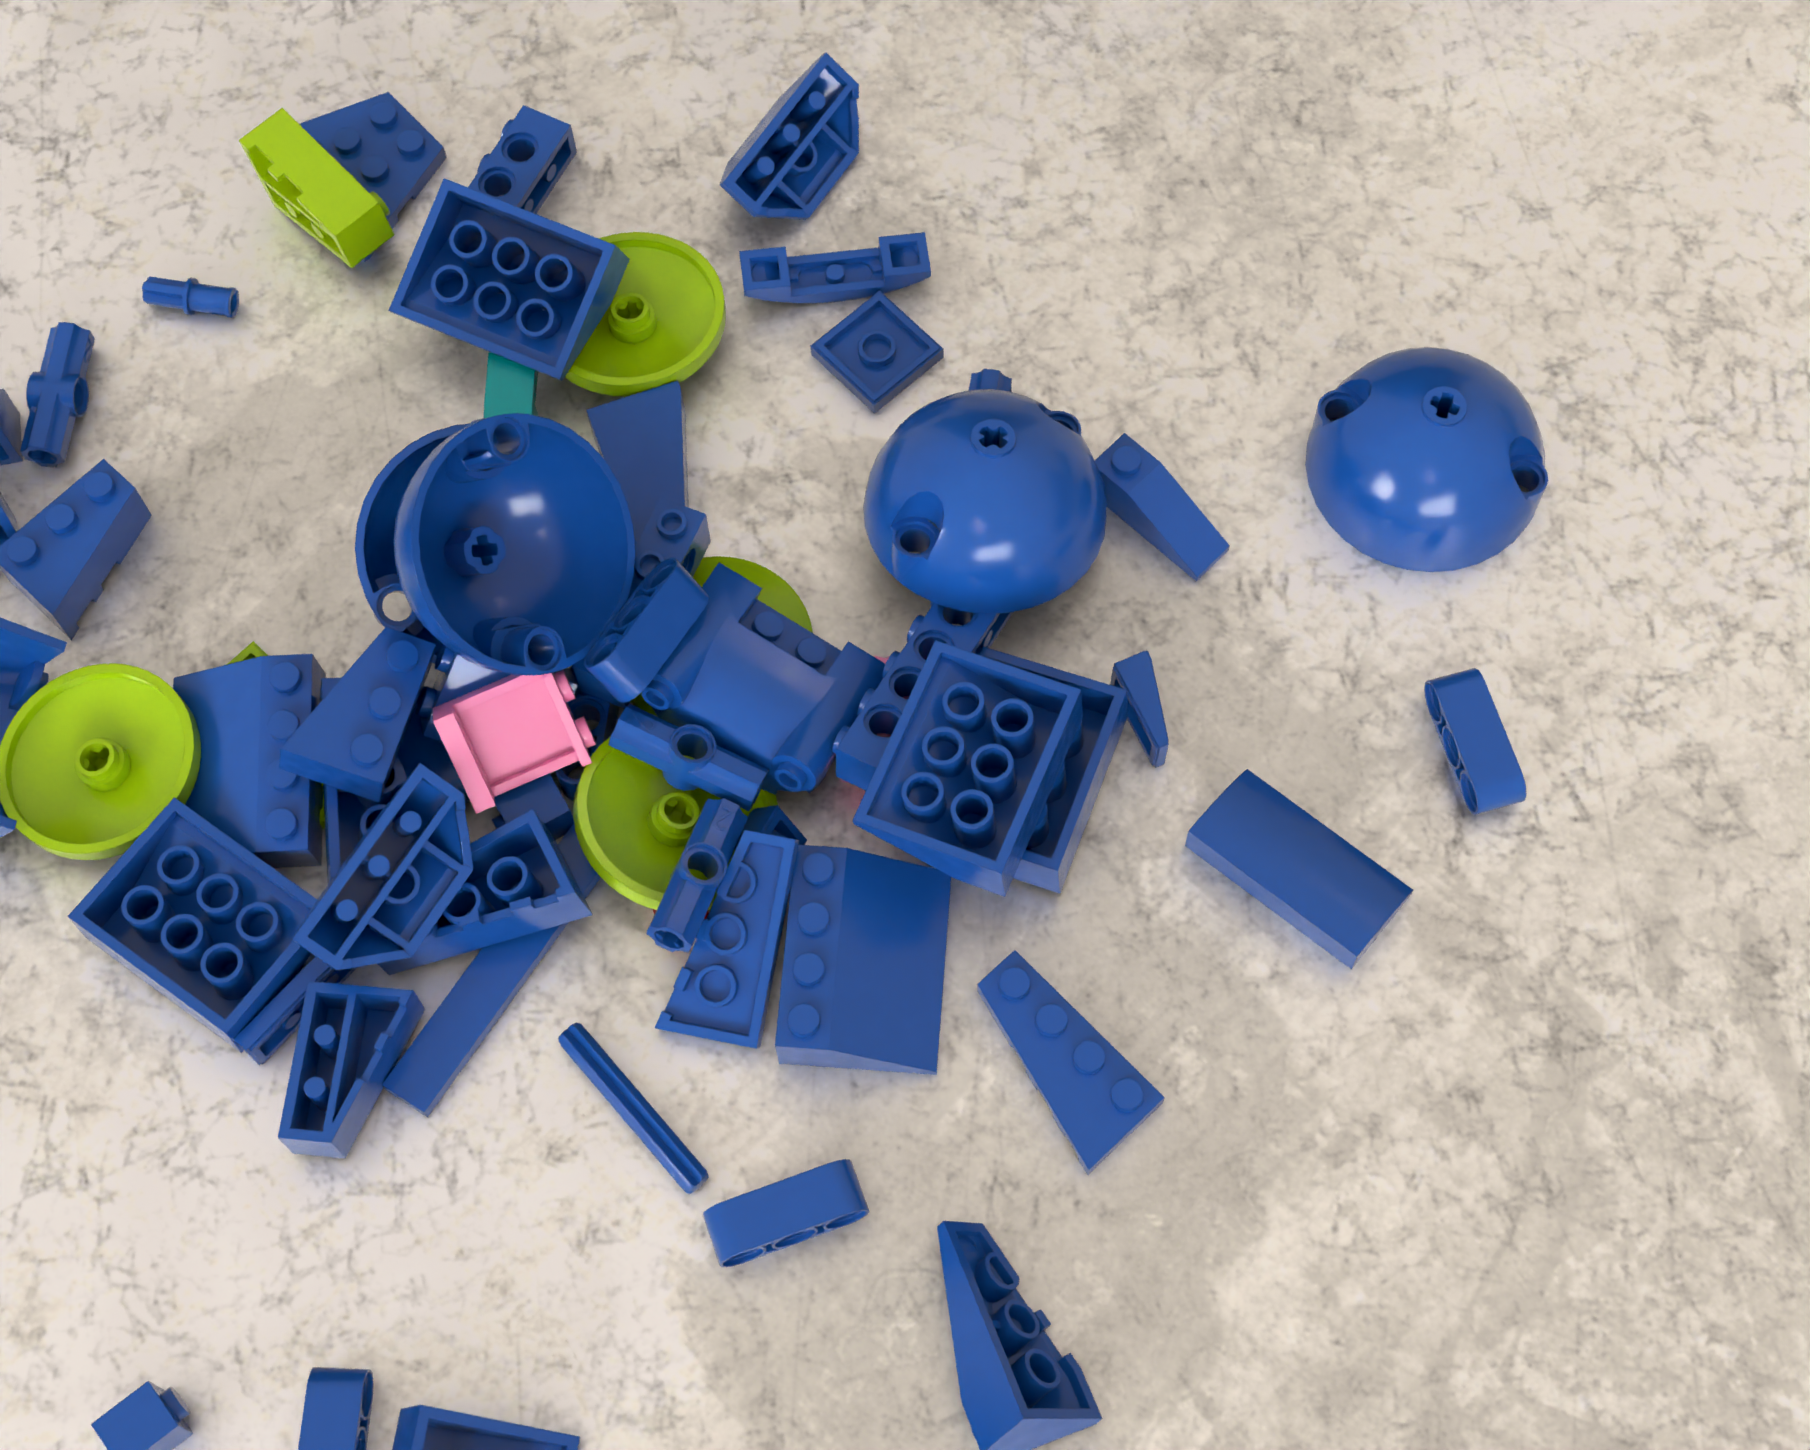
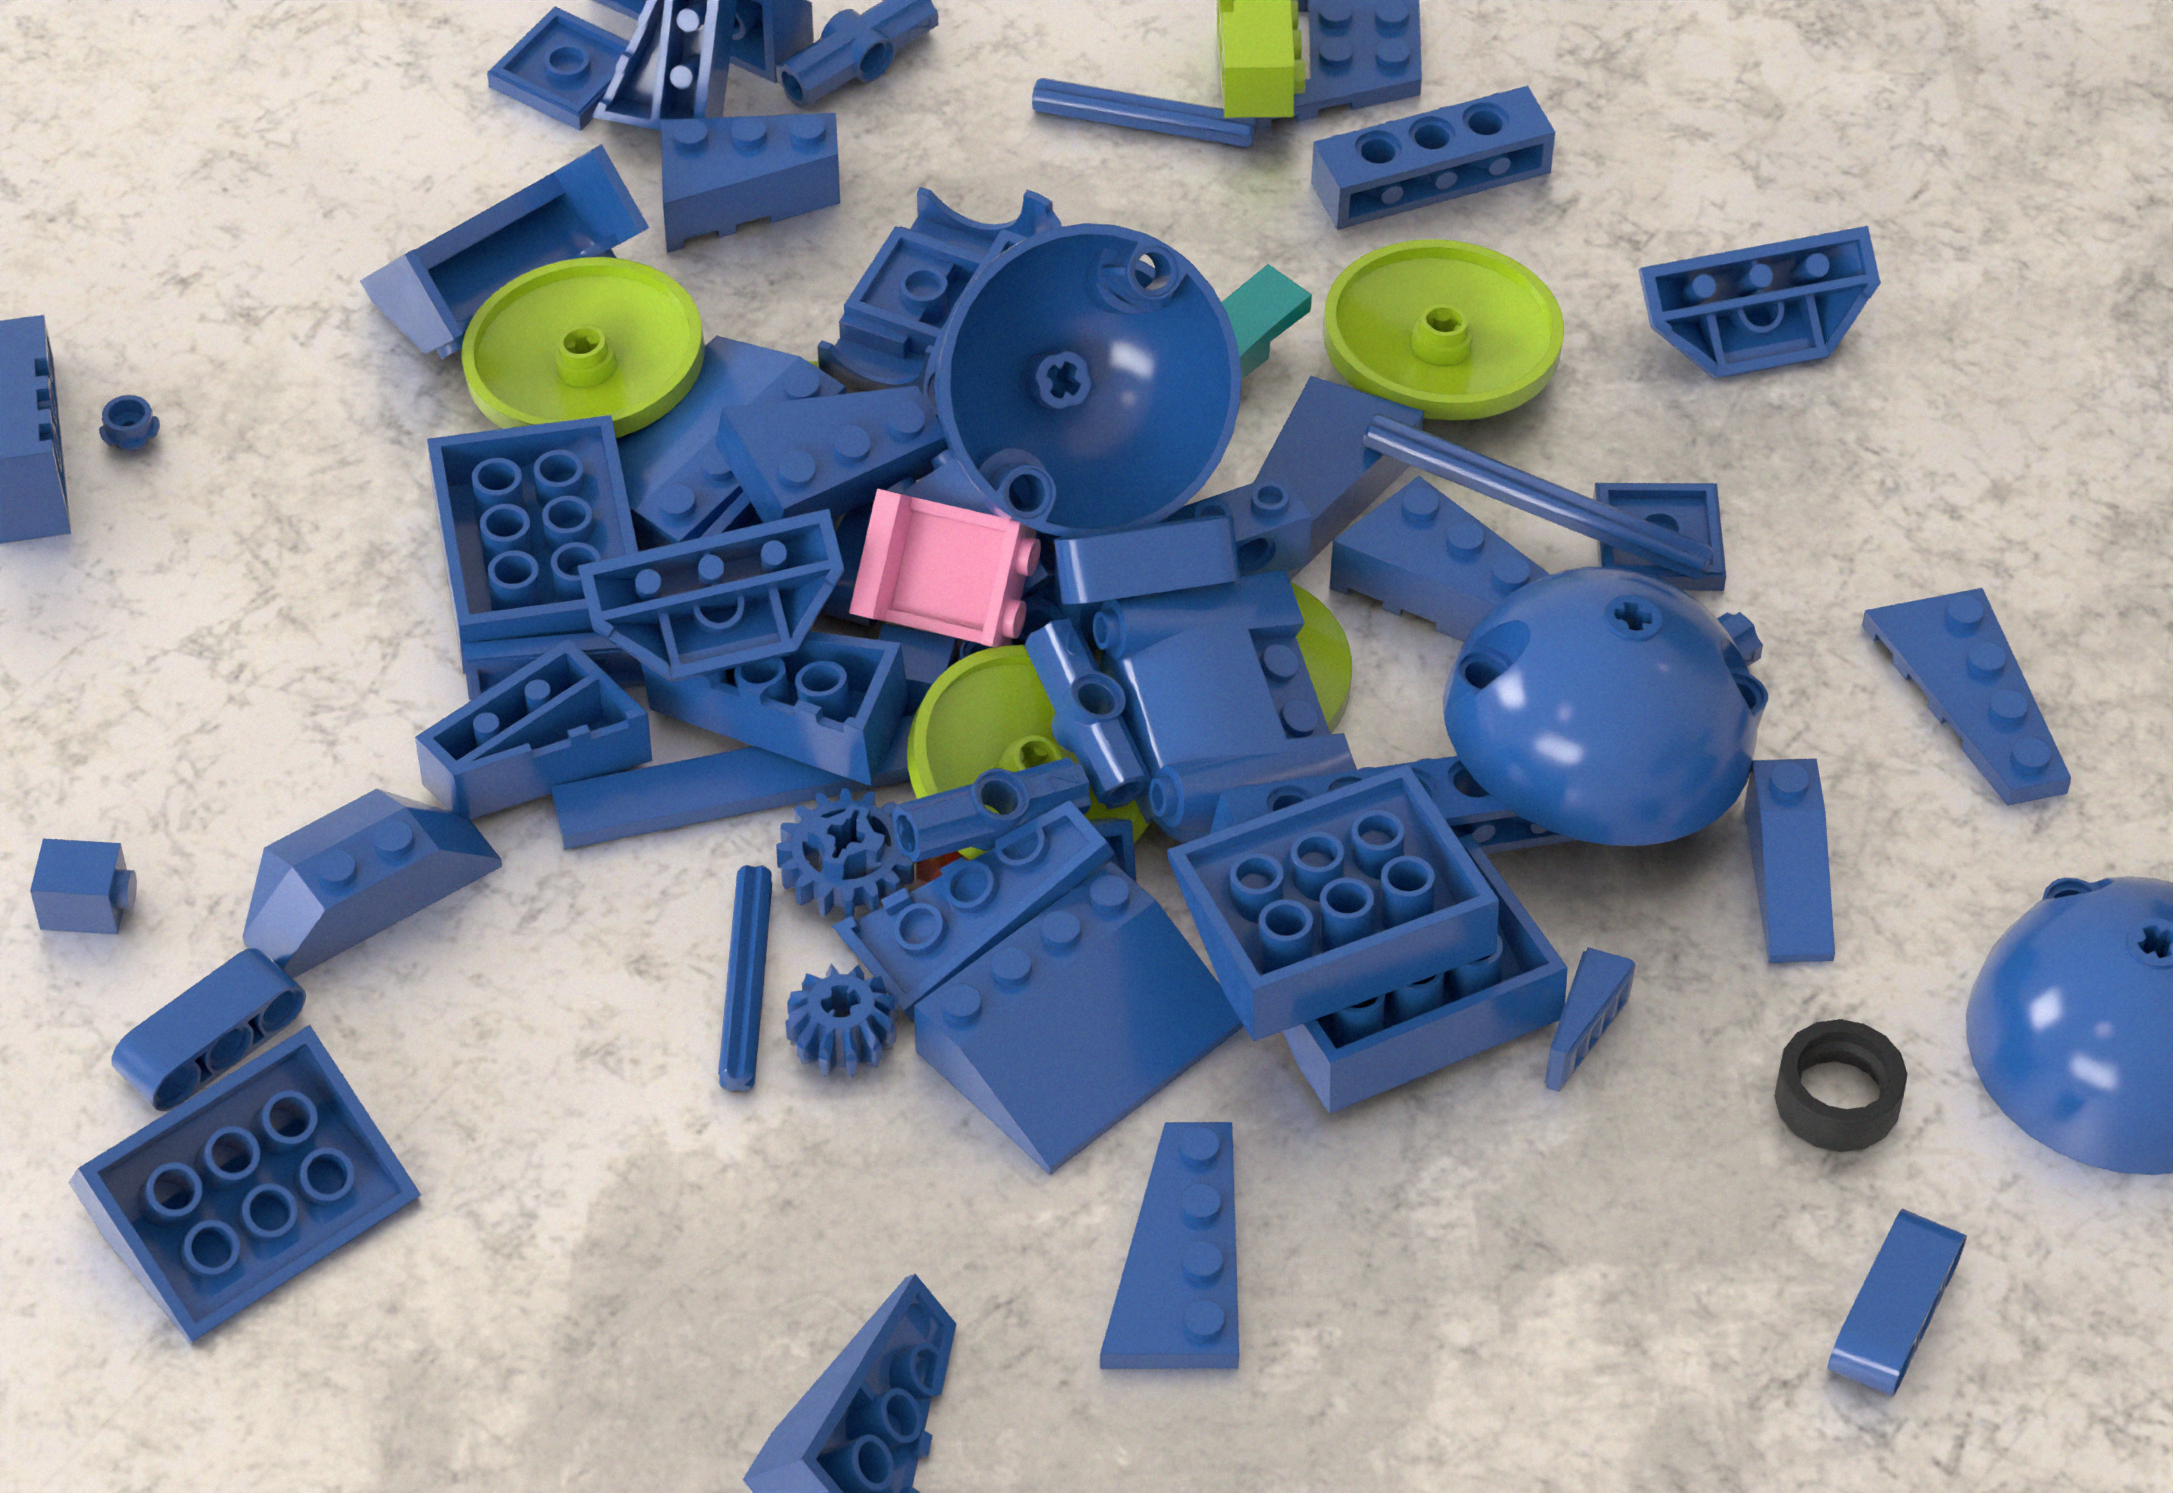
camera: 40 degrees right, 15 degrees down
(191, 296) = (1058, 47): blue axle -> none
(287, 303) = (1141, 112): none -> blue axle
(295, 532) = (912, 290): none -> blue piece
(317, 1256) = (359, 876): none -> blue wedge
(508, 280) = (1346, 211): blue slope -> none
(595, 978) = (844, 852): none -> blue gear
(703, 1093) = (841, 1020): none -> blue gear
(785, 1213) = (786, 1162): blue beam -> none
(786, 476) = (1429, 560): none -> blue wedge
(797, 385) = (1537, 496): none -> blue axle
(835, 275) = (1681, 440): blue slope -> none
(1132, 303) = (1977, 687): none -> blue wing
(1297, 867) = (1592, 1273): blue slope -> none
(1326, 596) = (1847, 1044): none -> black tyre

